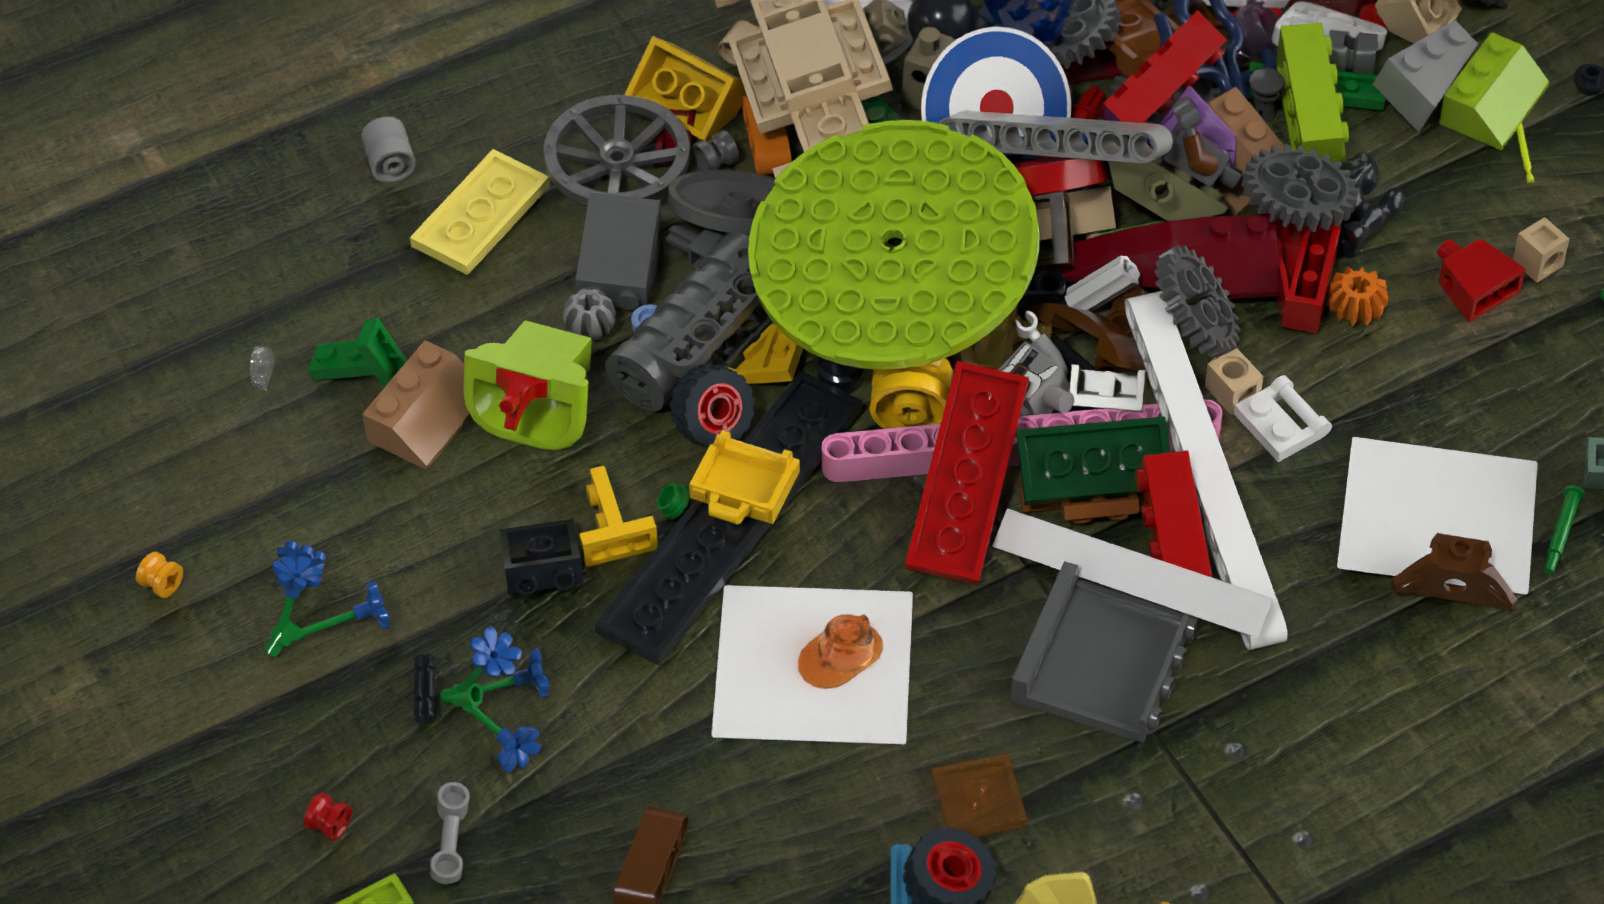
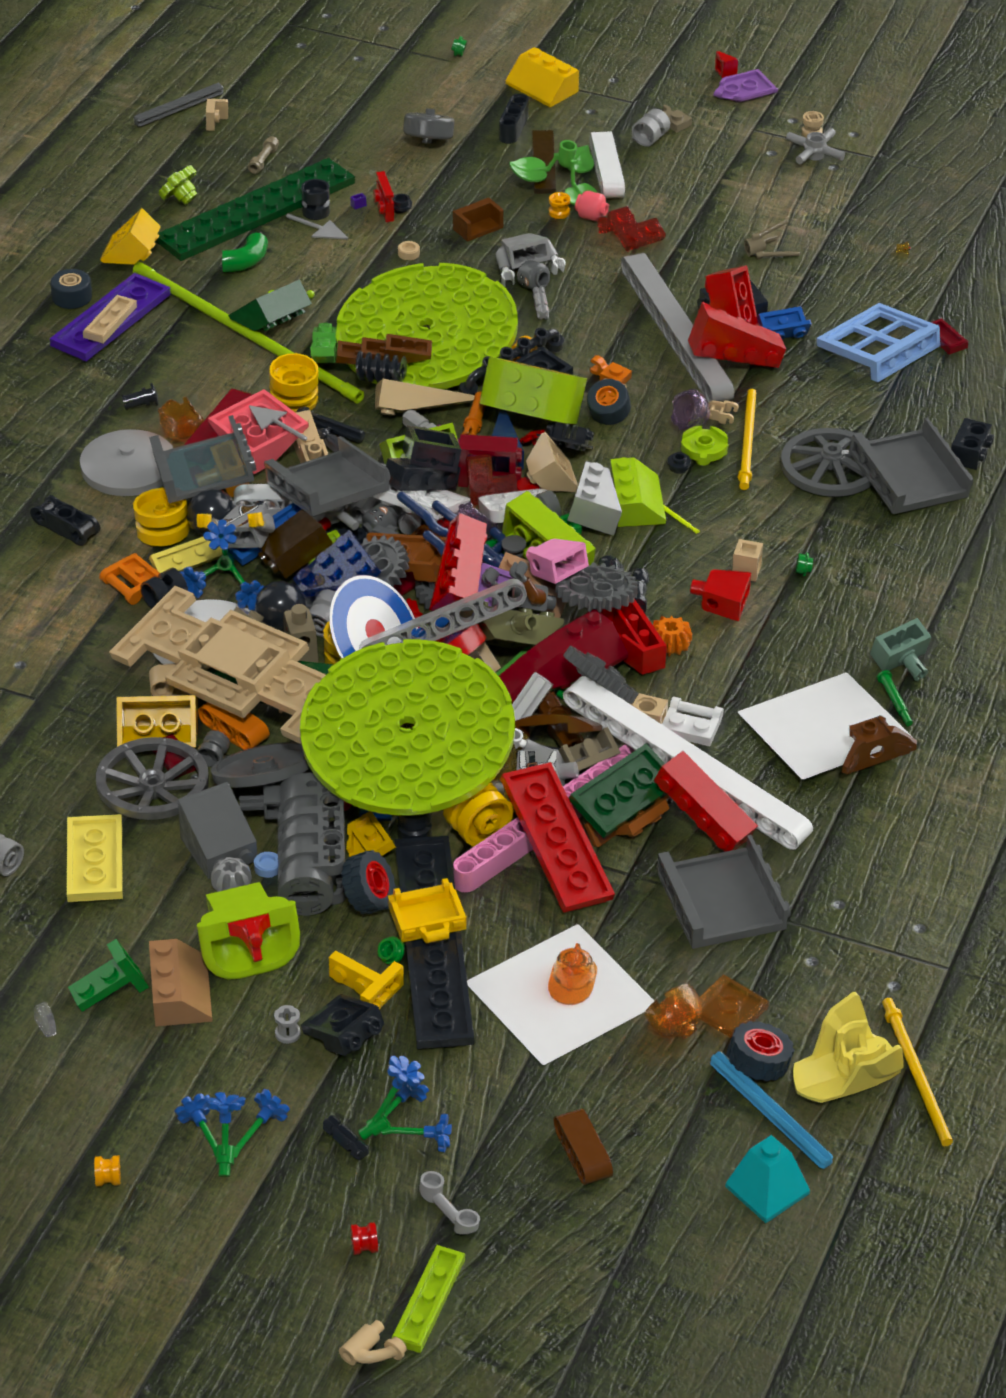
camera: 40 degrees left, 10 degrees down
(485, 520) = (282, 1024): none -> light grey bush
(898, 768) = (677, 1013): none -> clear orange cylinder
(1134, 573) = (702, 838): white sticker -> none
(1276, 128) = (557, 559): none -> bright pink torso

